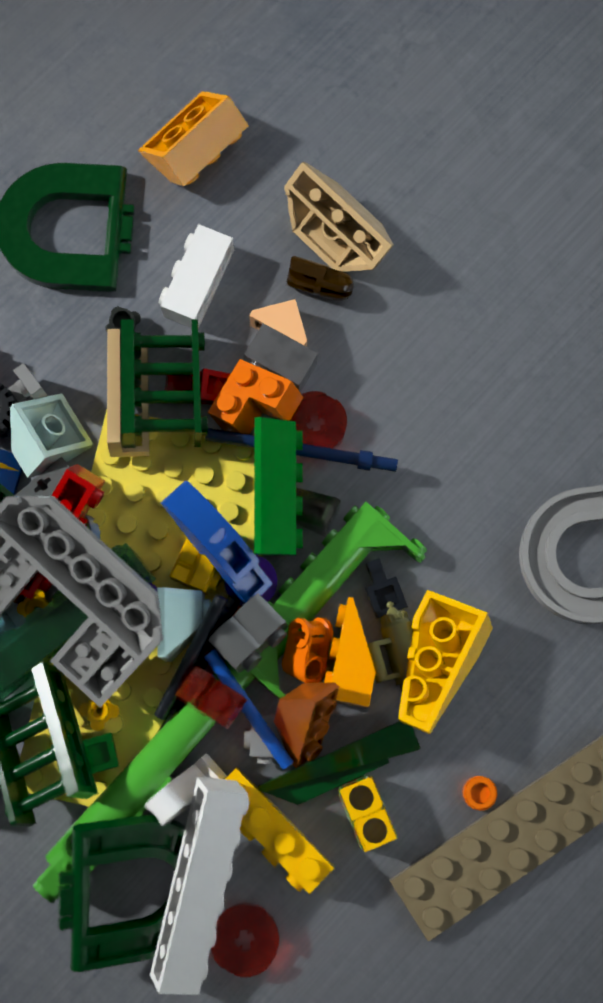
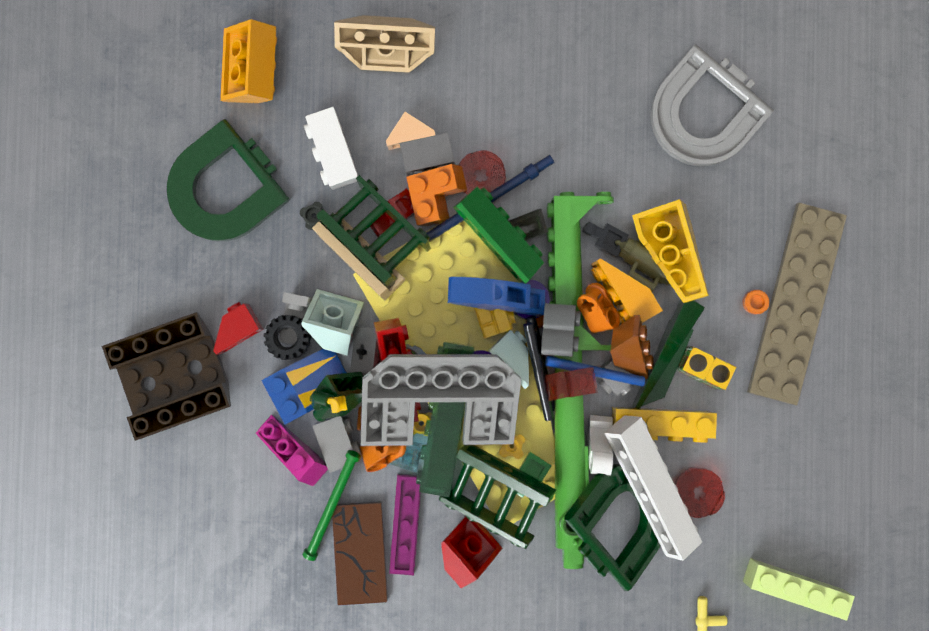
camera: 45 degrees left, 10 degrees up
(319, 279) = (405, 86): dark brown arm -> none

